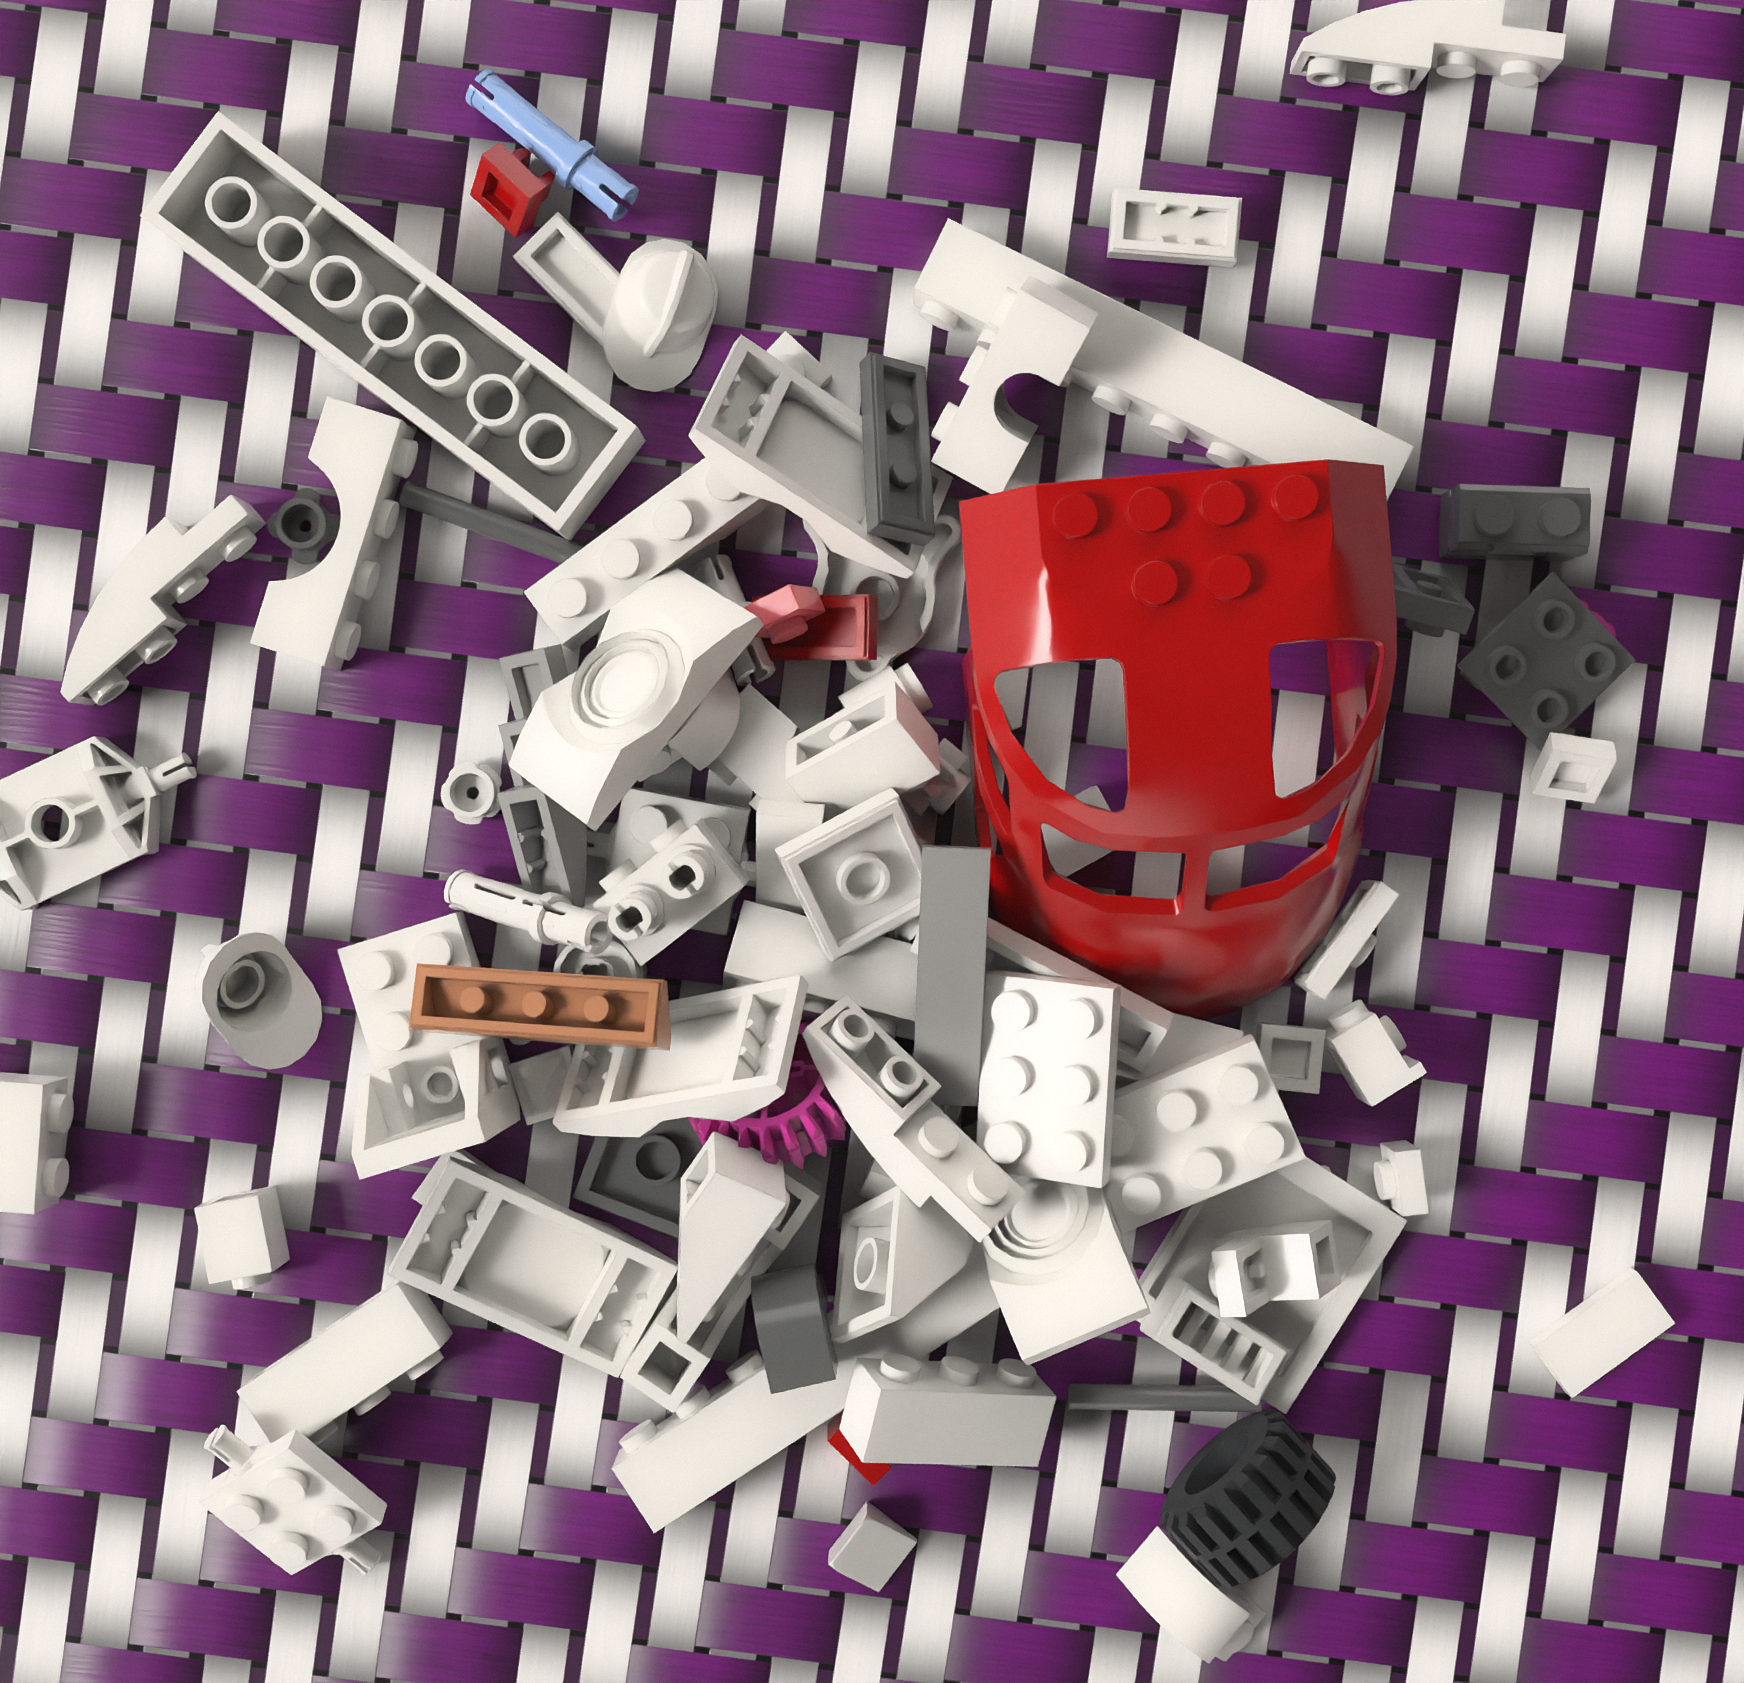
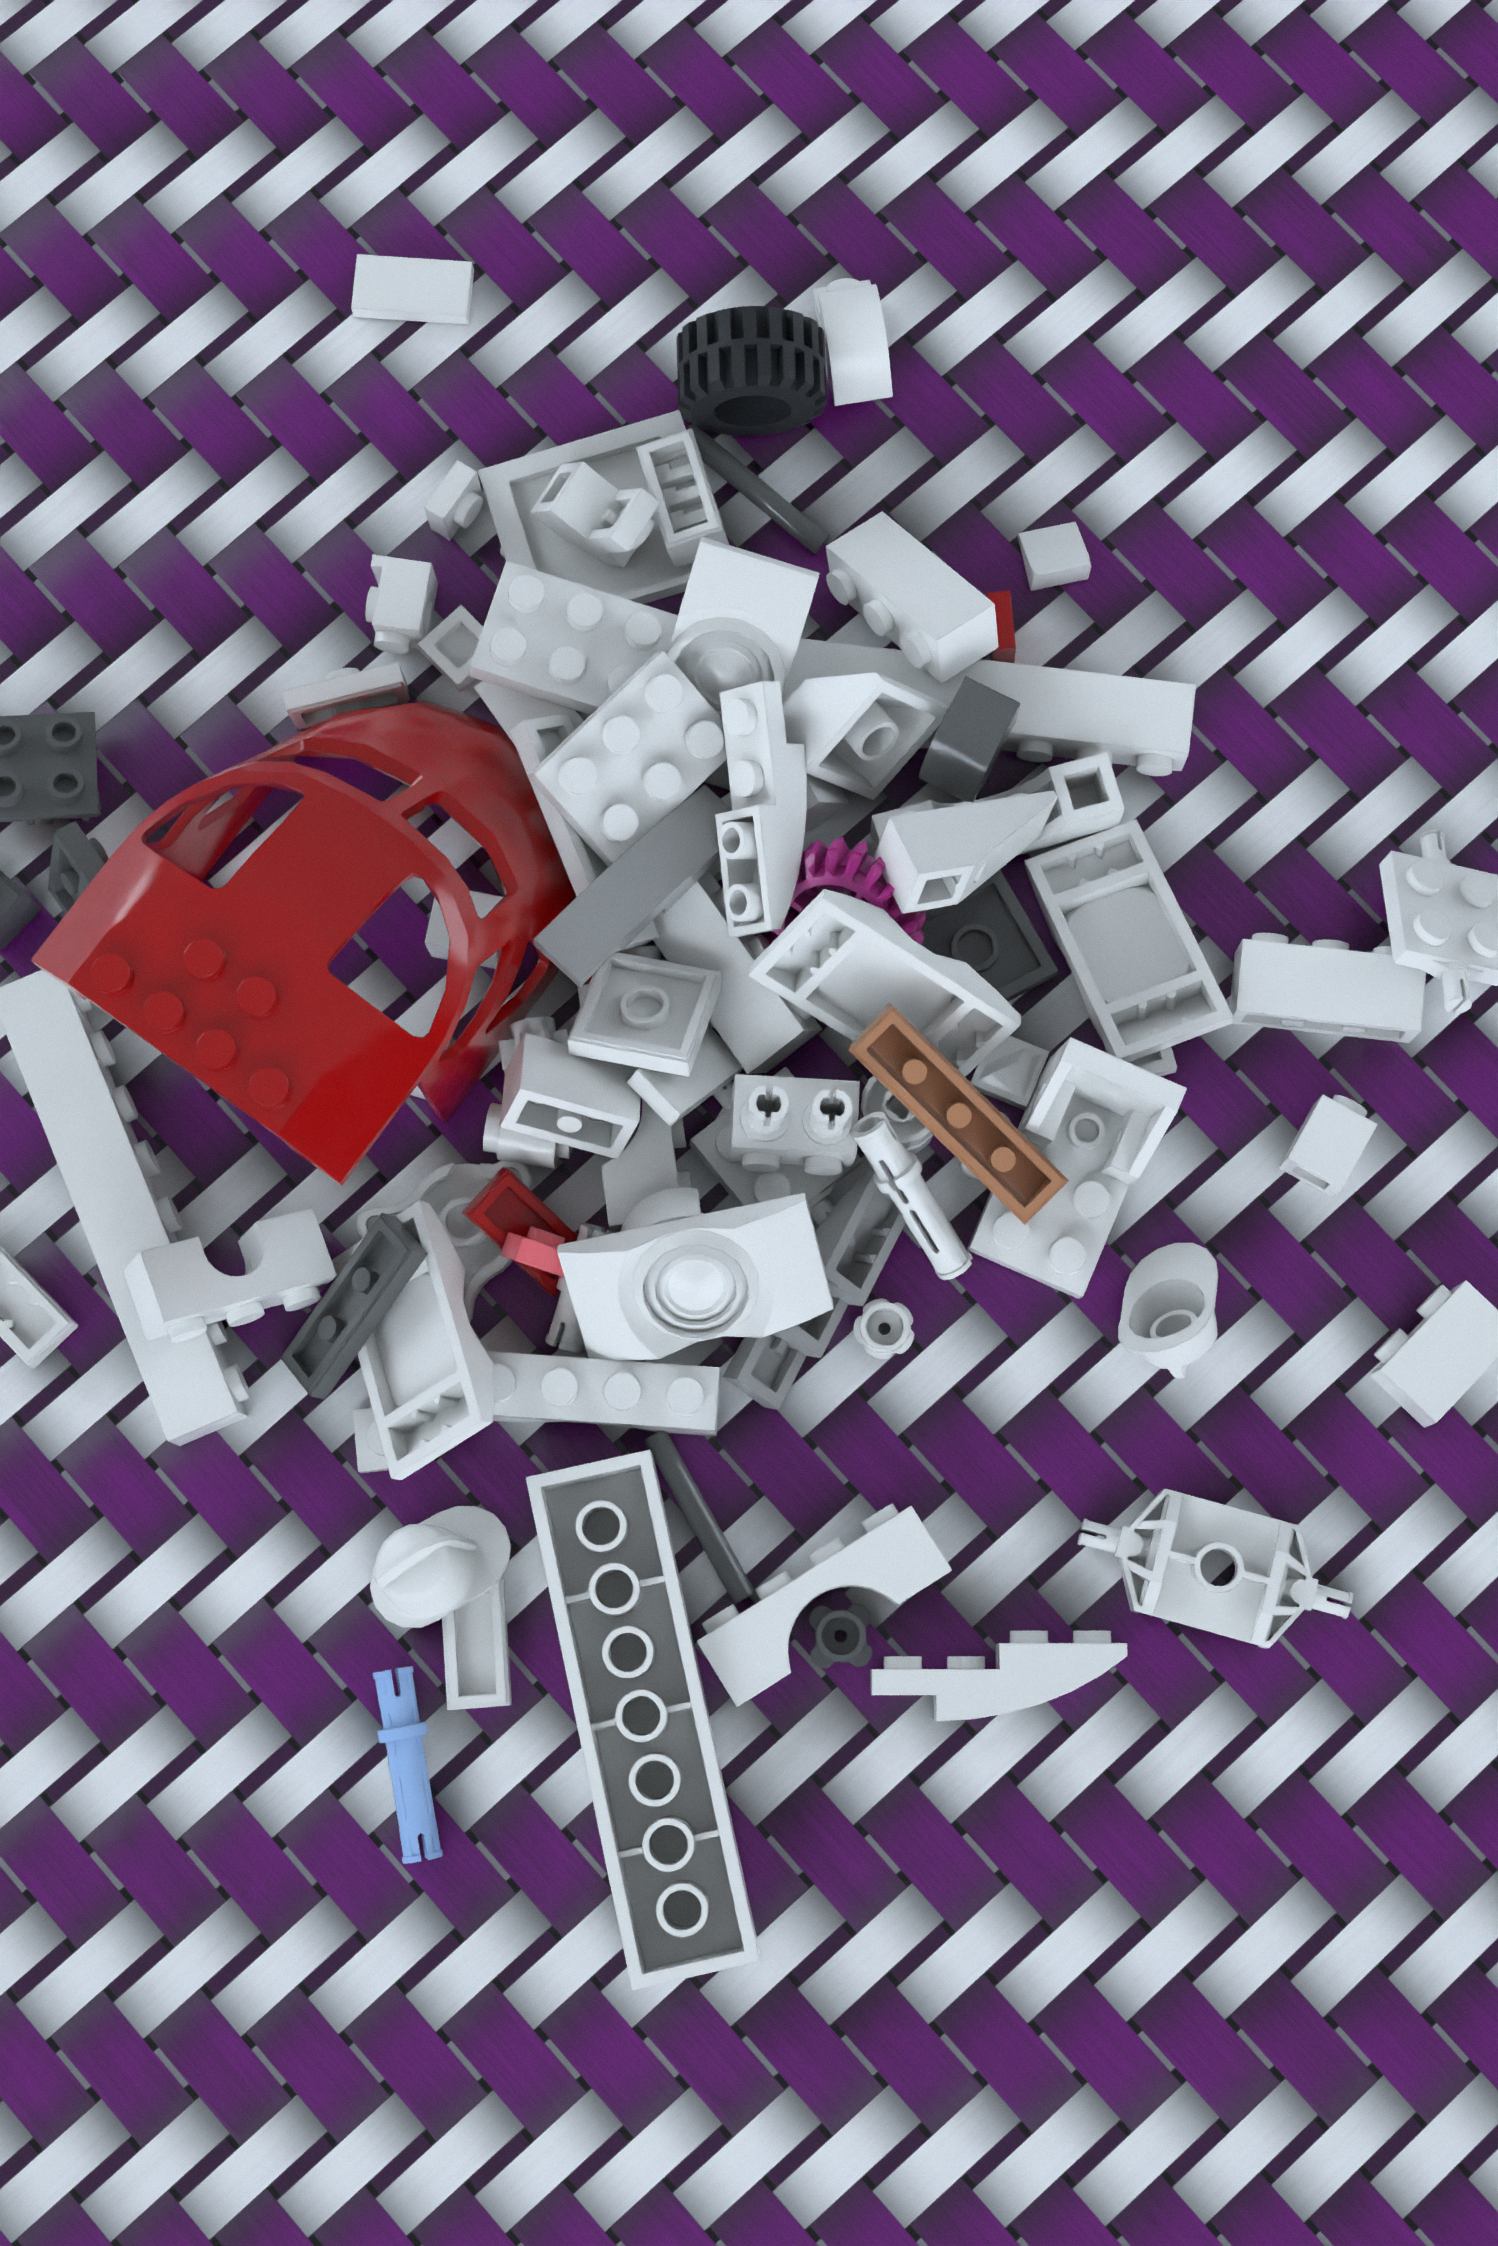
camera: 130 degrees left, 10 degrees down
(509, 188) = (467, 1755): red tile -> none
(1573, 767) = (83, 681): white plate -> none

